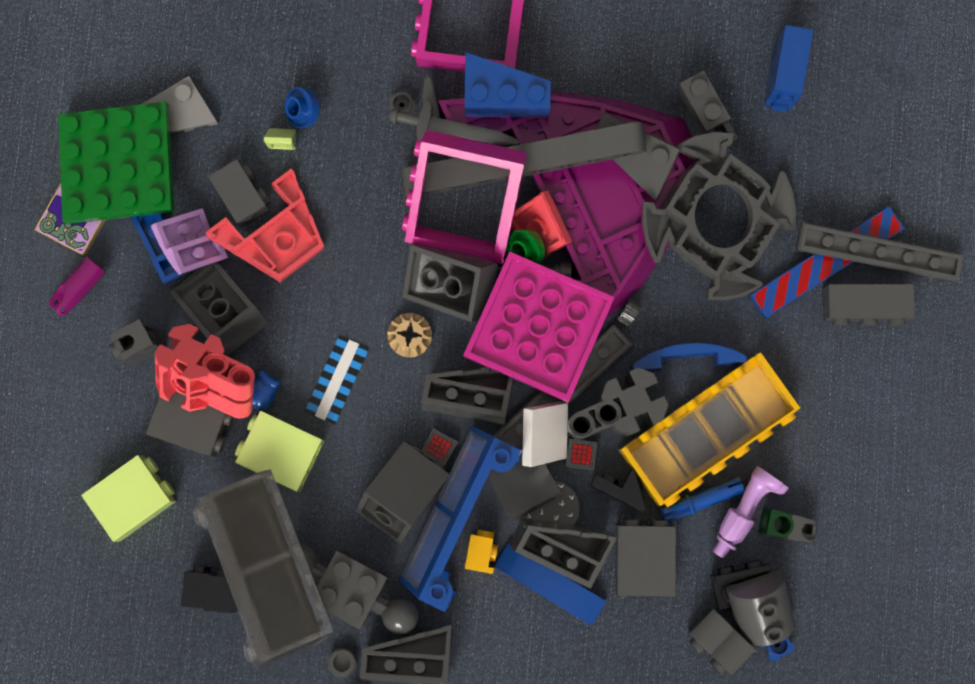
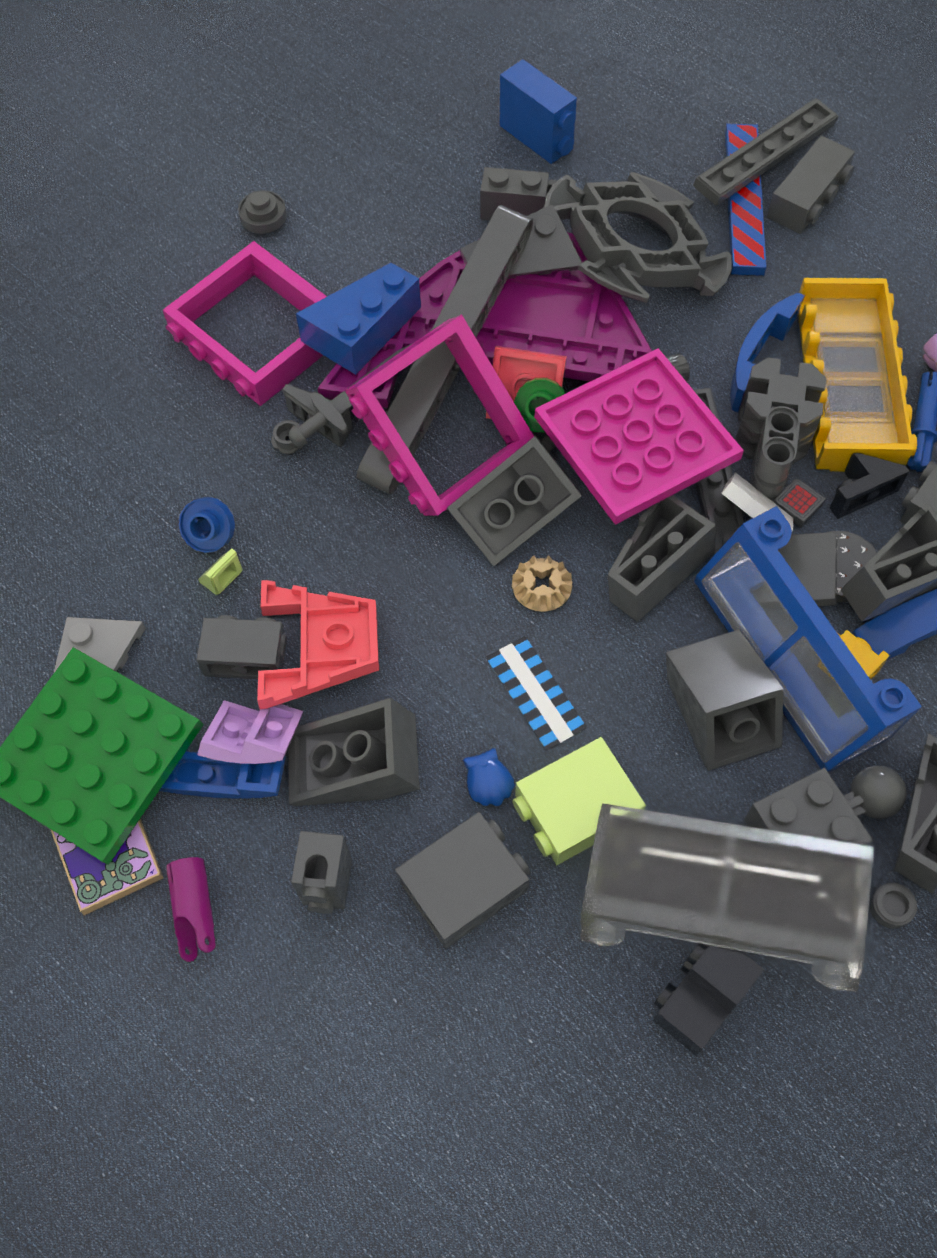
camera: 55 degrees left, 20 degrees down
(129, 497) = (508, 1025): yellowish green brick -> none
(203, 374) = (429, 802): coral connector -> none
(439, 447) = (691, 628): tile -> none

